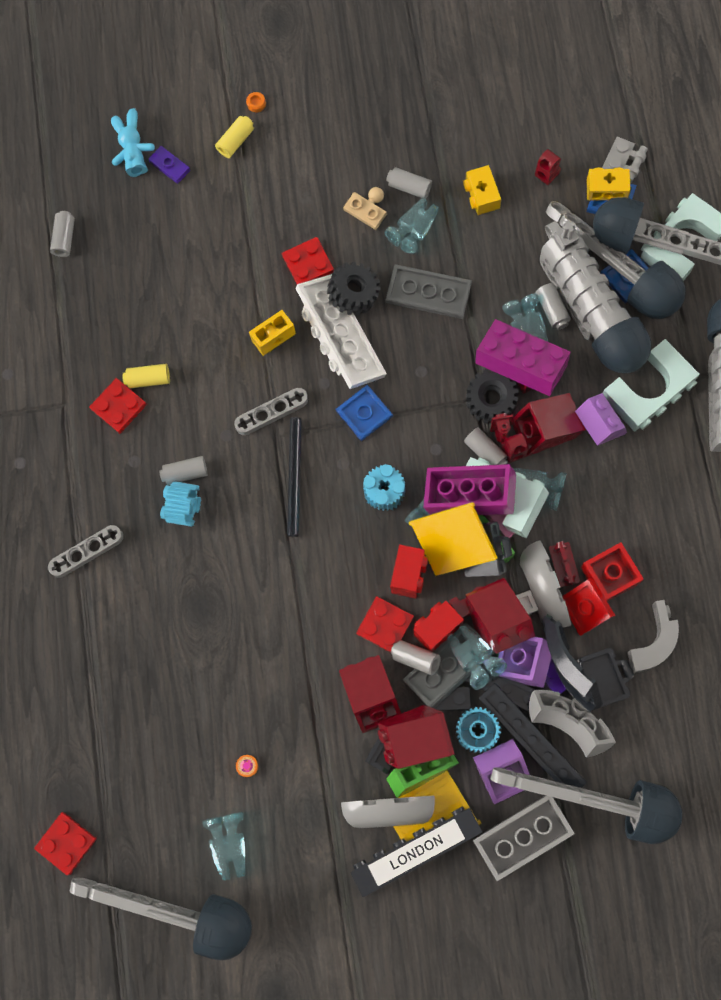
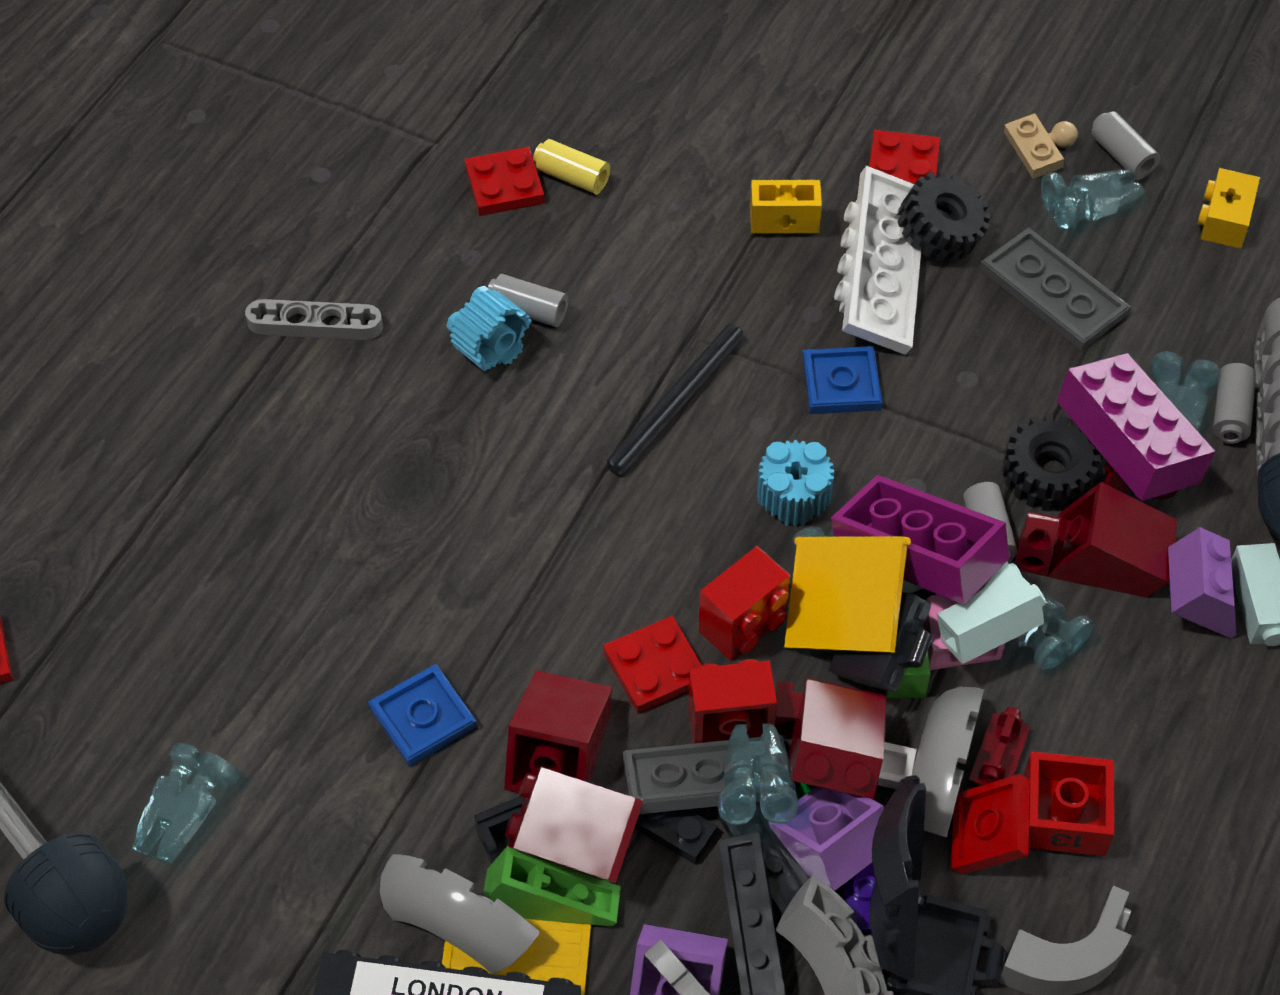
camera: 25 degrees right, 20 degrees down
(247, 766) = (299, 720): tile -> none
(269, 407) = (707, 307): light grey beam -> none
(299, 723) = (422, 715): none -> blue tile
(416, 657) = (666, 727): light grey brick -> none
(487, 723) = (682, 868): medium azure brick -> none
(501, 426) = (1037, 495): dark red hinge -> none

